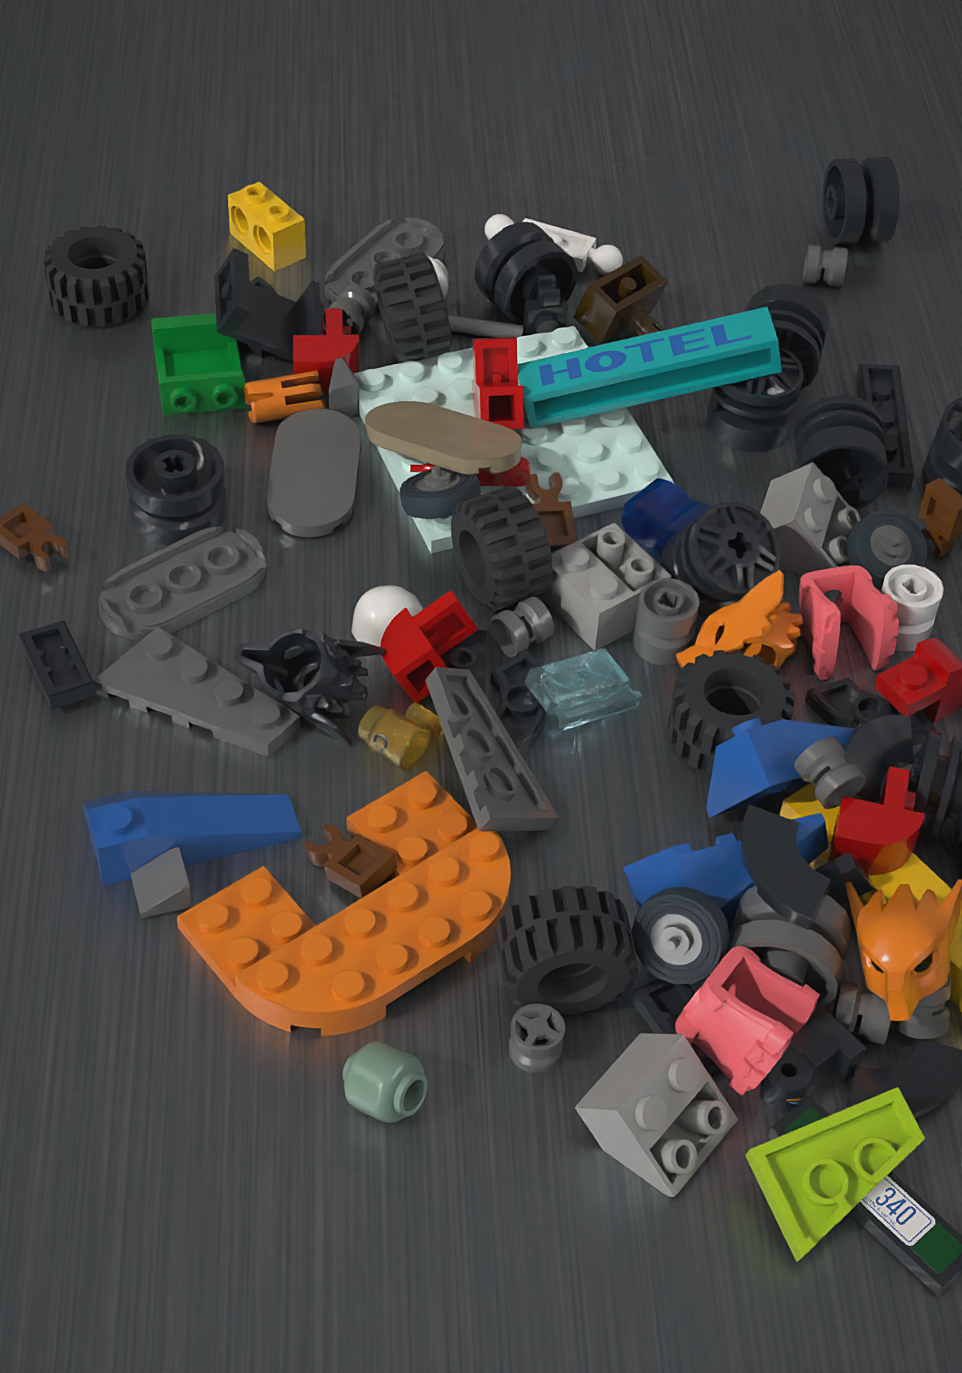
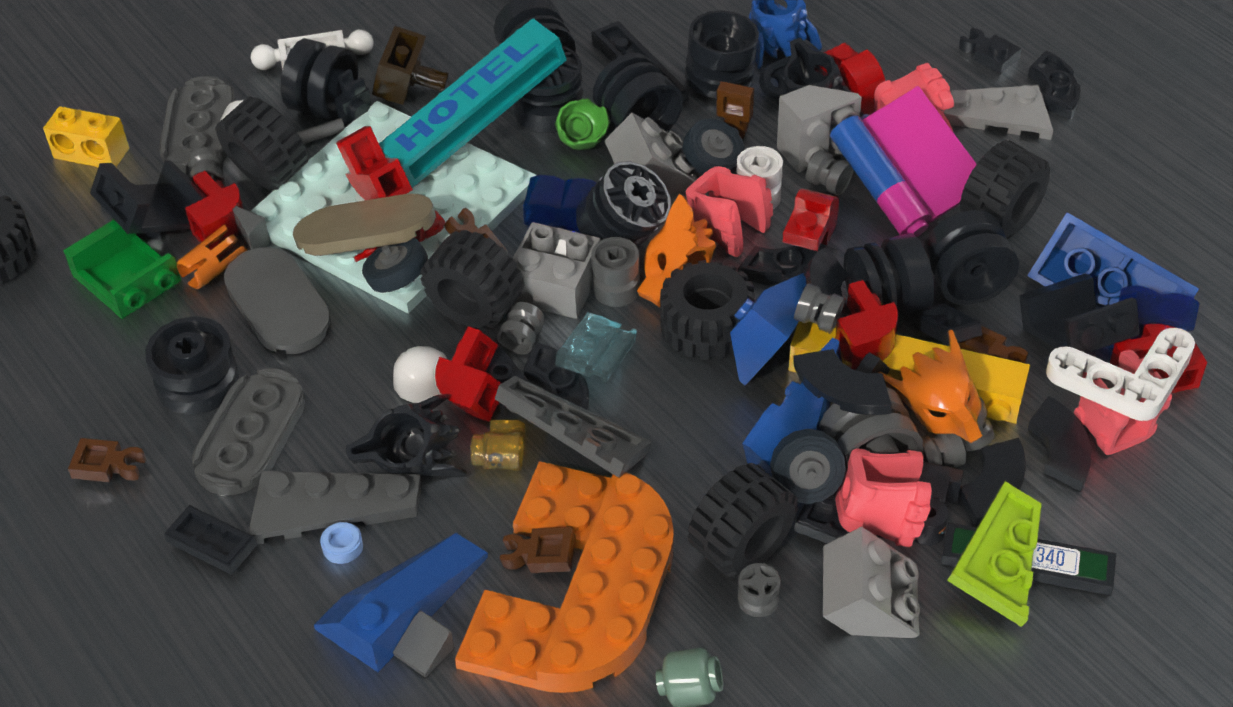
camera: 30 degrees left, 0 degrees up
(174, 739) = (341, 542): none -> light blue tile
(761, 452) = (582, 124): none -> bright green hair

